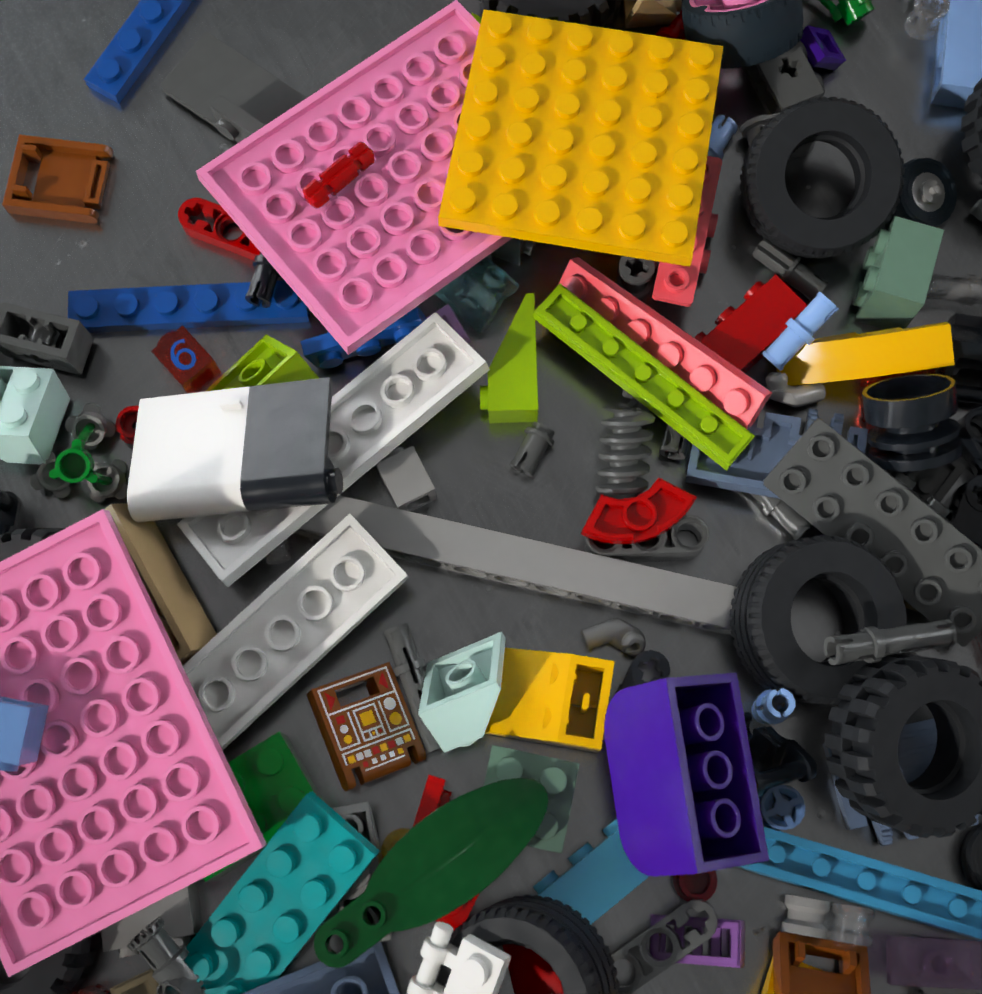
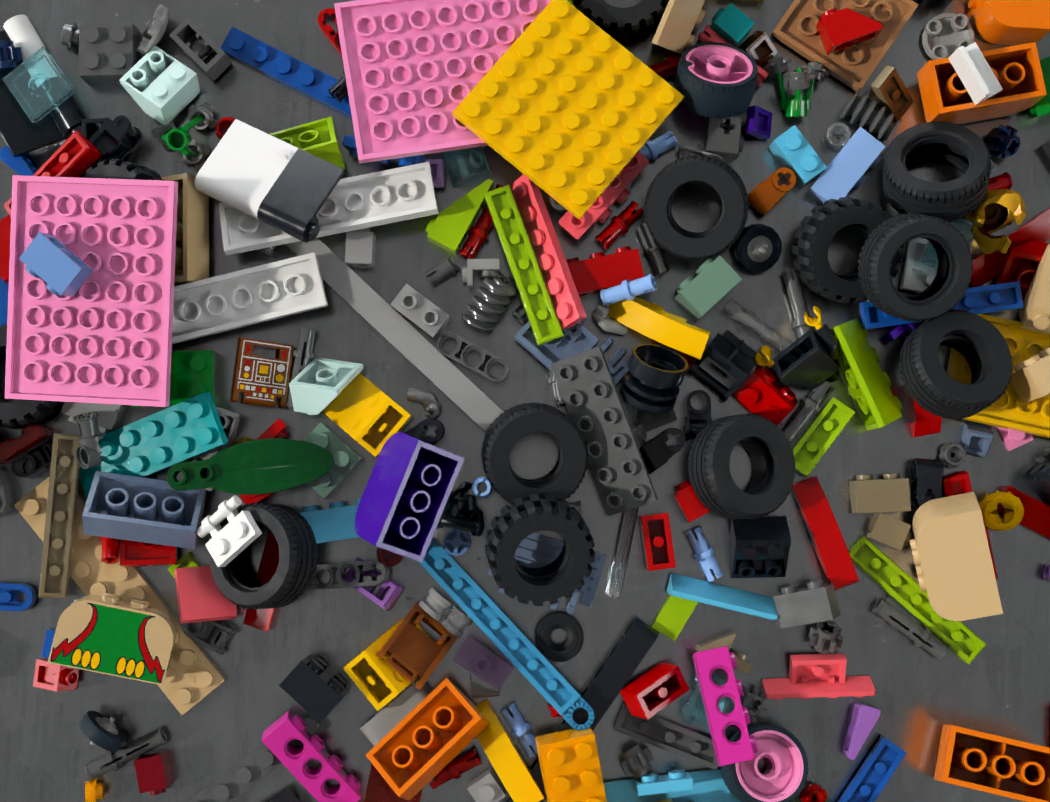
camera: 25 degrees right, 10 degrees up
(186, 360) = (275, 108): clear red brick -> none
(338, 175) = (412, 53): red axle -> none
(539, 516) = (420, 312): none -> light grey brick
(552, 372) = (478, 233): none -> red pin
(586, 413) = (479, 266): none -> light grey bracket
(638, 517) = (473, 344): red tile -> none
(728, 264) = (619, 225): none -> red pin
(877, 643) = (549, 485): dark grey pin -> none
(897, 61) = (796, 153): none -> medium azure brick
(898, 106) = (769, 193): none -> orange piece

